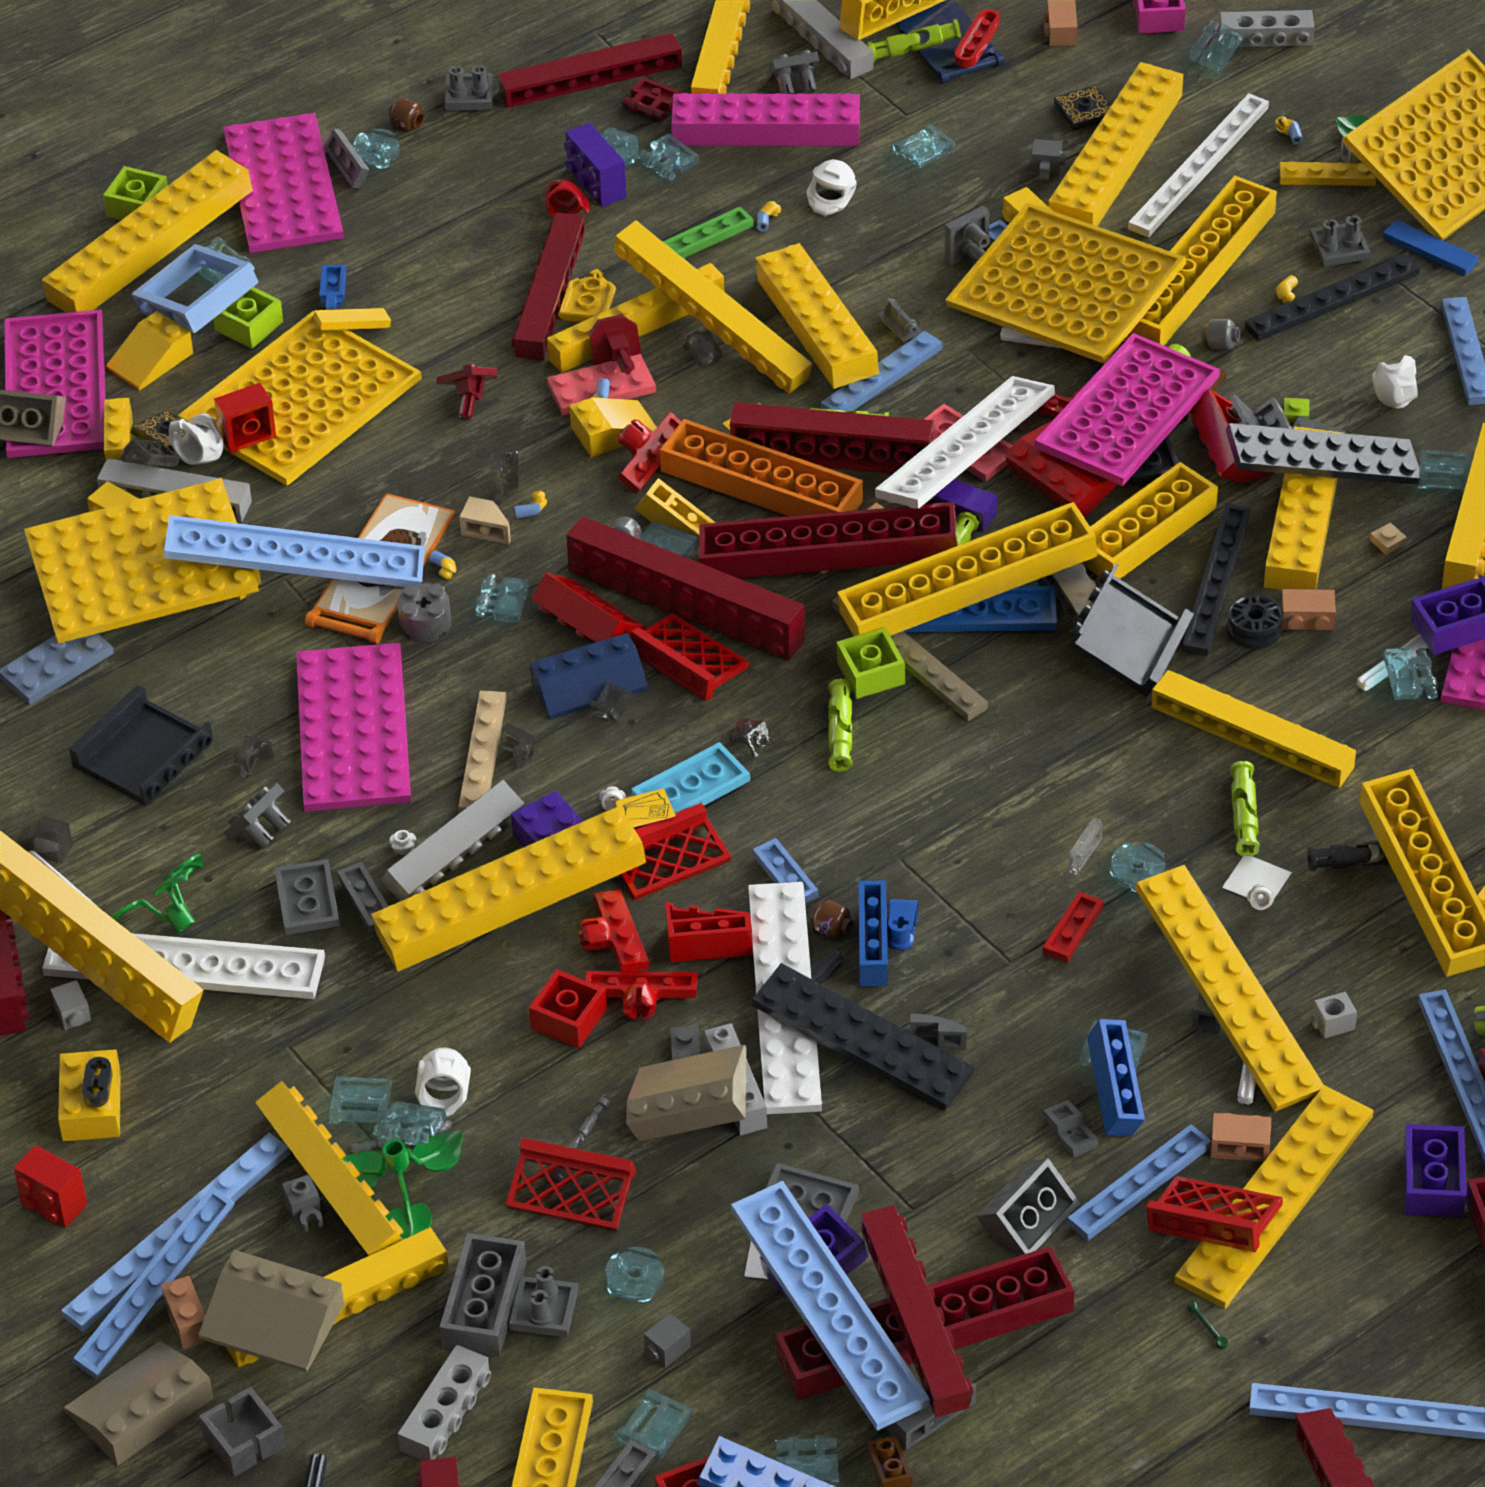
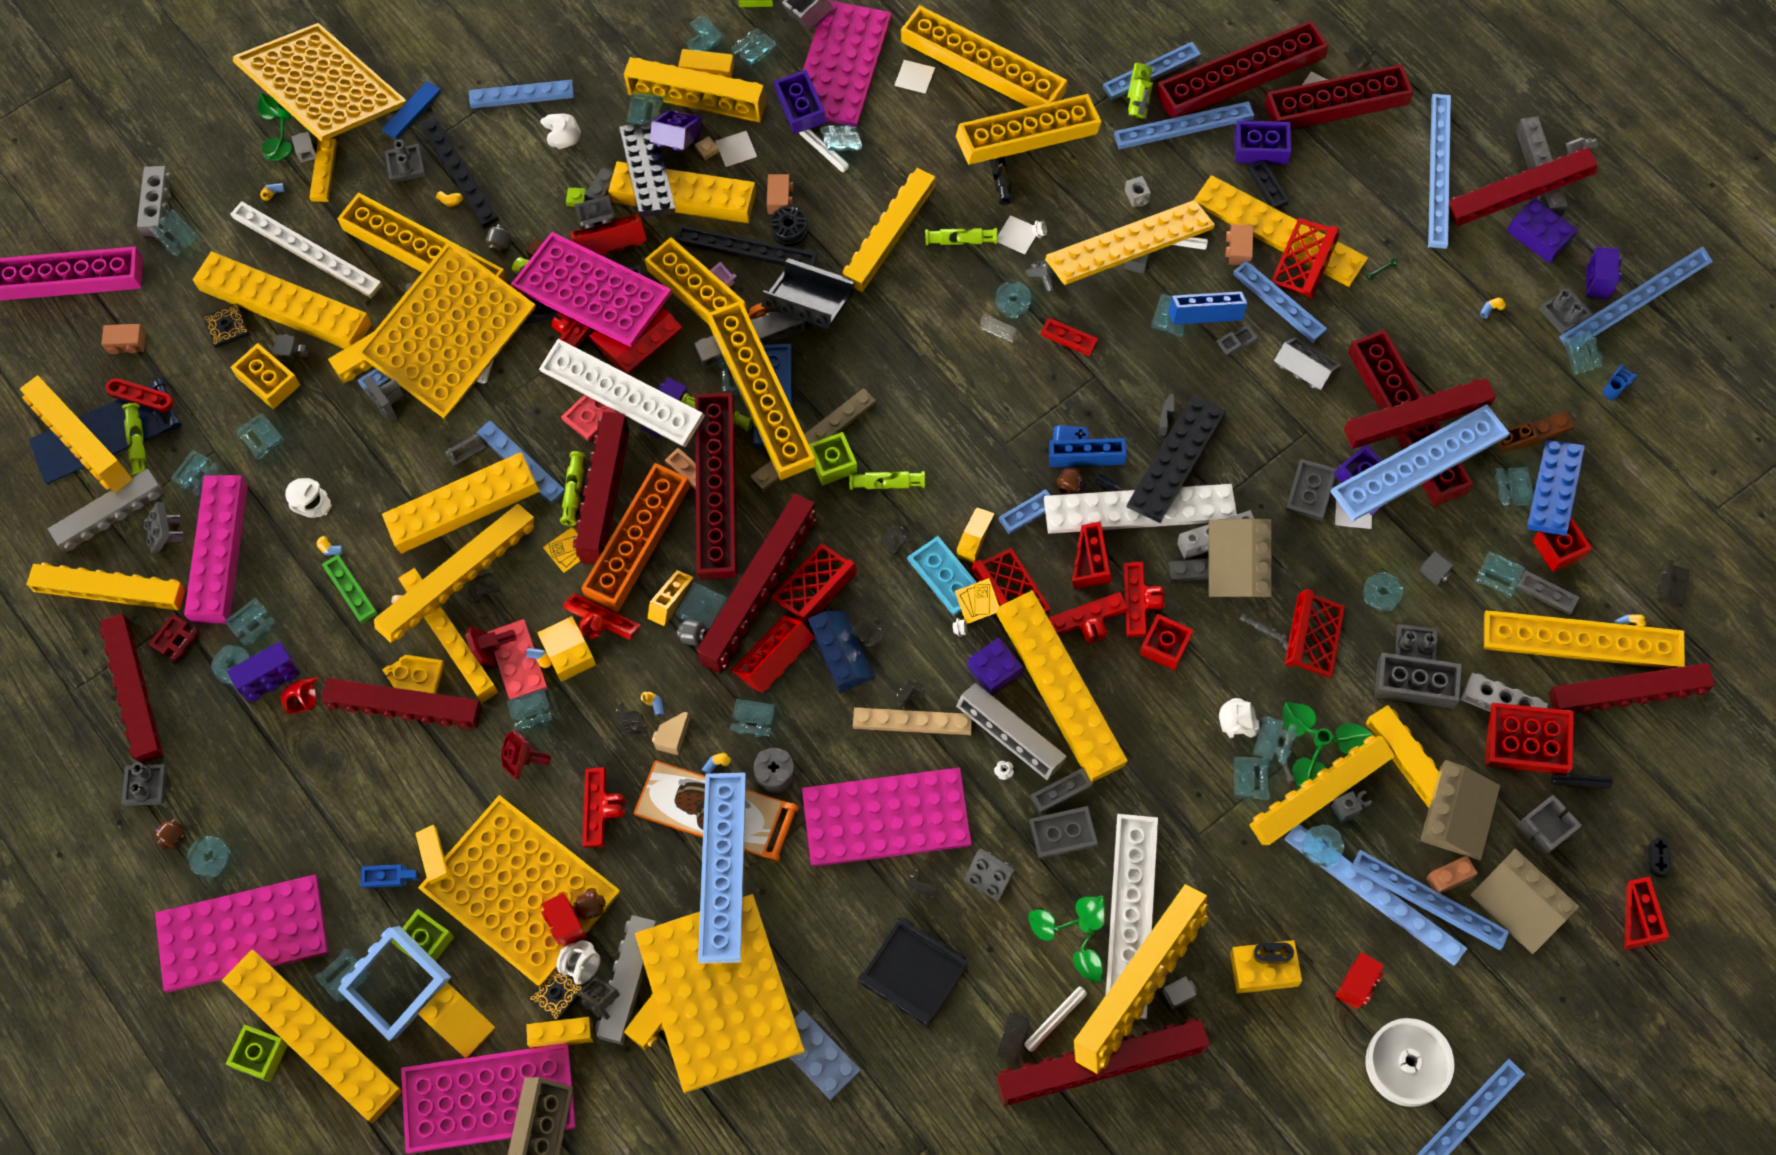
camera: 90 degrees left, 20 degrees up
(248, 1174) = (1326, 856): none -> clear light blue plate
(265, 445) = (589, 905): none -> reddish brown head
(346, 158) = (222, 879): dark grey plate -> none
(372, 1416) = (1529, 738): none -> red slope
(395, 460) = (598, 807): none -> red plate
(539, 396) = (529, 705): none -> clear light blue plate
(749, 813) = (974, 535): none -> yellow slope
(878, 94) = (191, 469): none -> clear light blue plate
(1003, 138) = (265, 376): none -> yellow brick
(1138, 1462) = (1492, 304): none -> arm
(1167, 553) = (723, 274): none -> lavender bracket
(1358, 1182) = (1268, 184): none -> black plate
(1392, 571) = (736, 148): none -> white sticker
(1399, 486) = (675, 129): none -> dark purple brick

